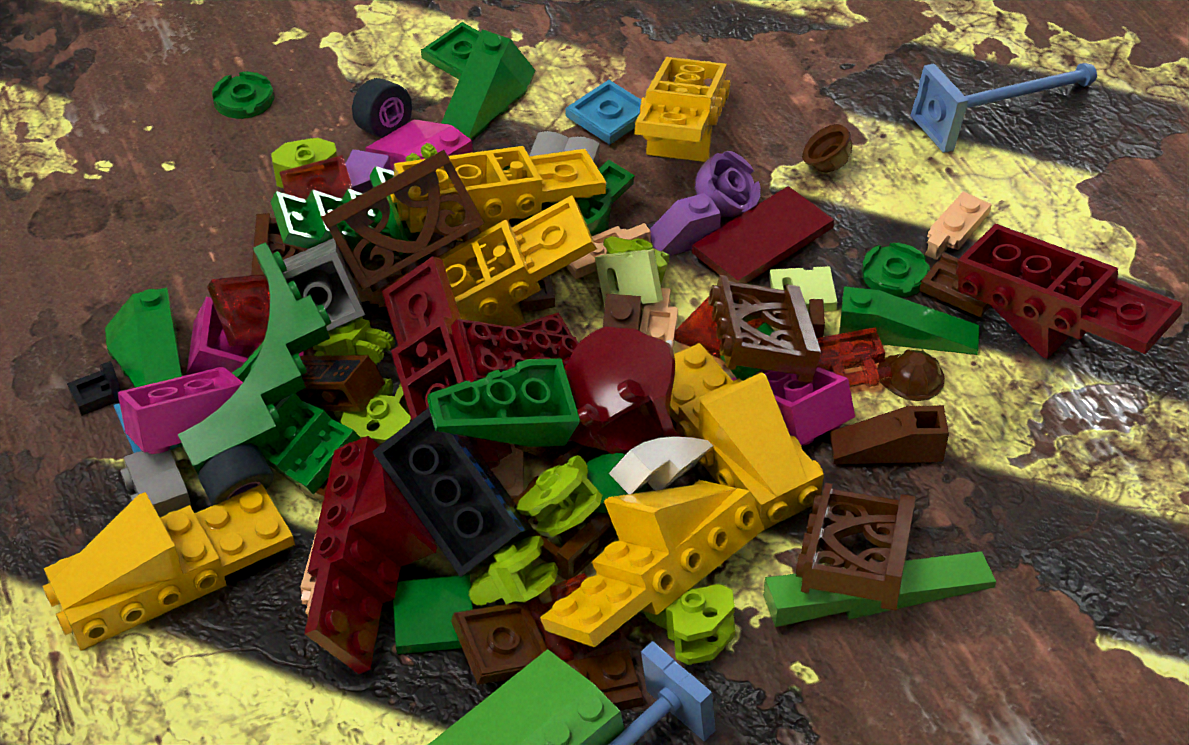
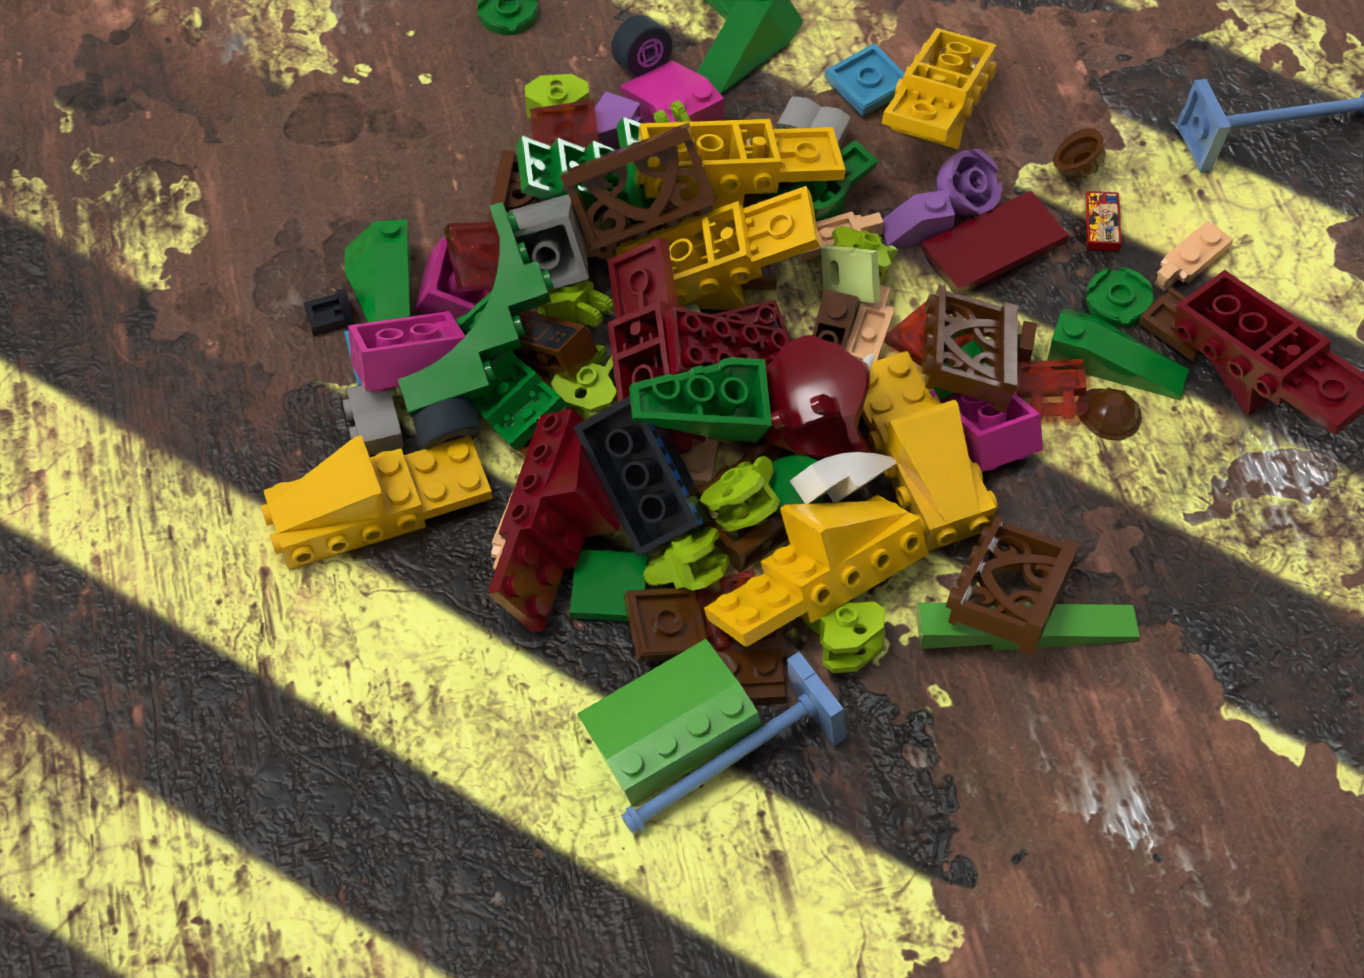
camera: 10 degrees right, 10 degrees up
(813, 284) = (1032, 302): yellowish green piece -> none
(862, 205) = (1102, 221): none -> tile
(893, 437) = (1073, 477): reddish brown slope -> none

